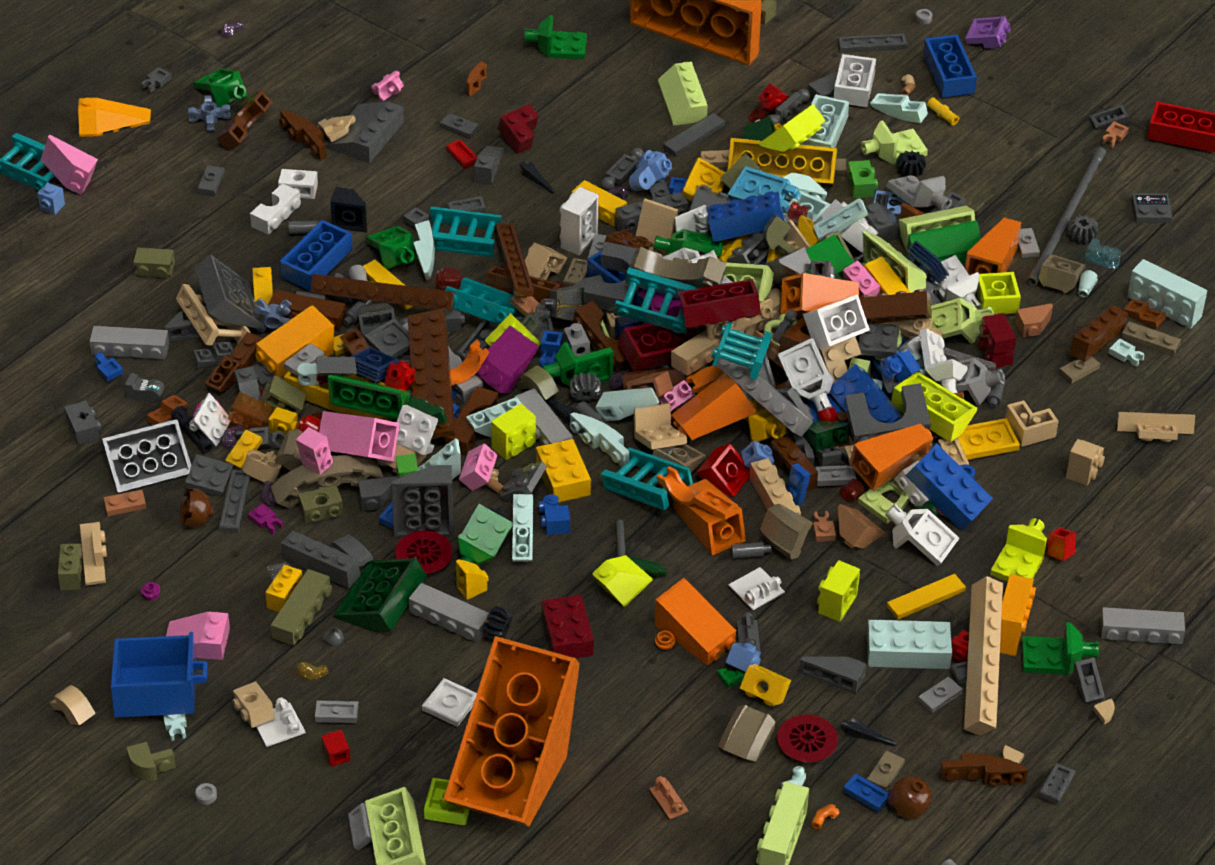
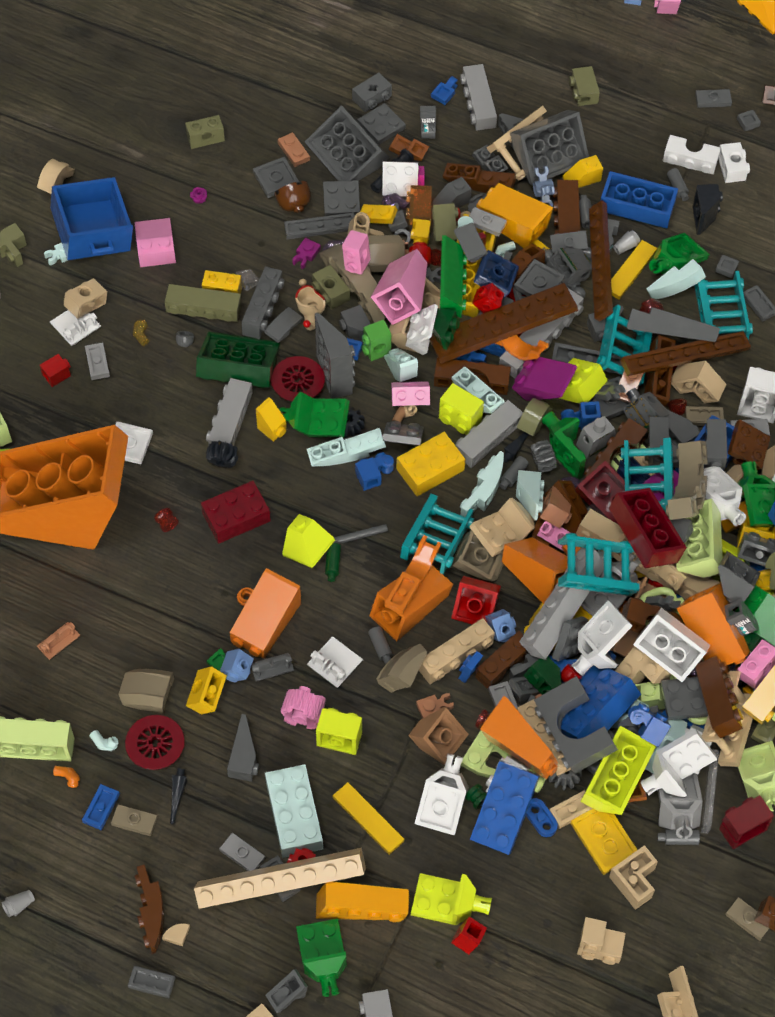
camera: 75 degrees right, 15 degrees up
(93, 553) = (228, 143): tan bracket -> none
(122, 421) = (382, 123): none -> dark grey plate
(157, 521) = (274, 176): none -> dark grey plate
(251, 161) = (748, 120): none -> dark grey plate
(338, 523) = (309, 303): none -> tan piece
(348, 312) = (573, 240): none -> dark grey plate
(475, 265) = (671, 324): none -> dark grey wedge
(806, 613) = (302, 707): none -> bright pink brick
(910, 797) = (99, 845): reddish brown cylinder -> none

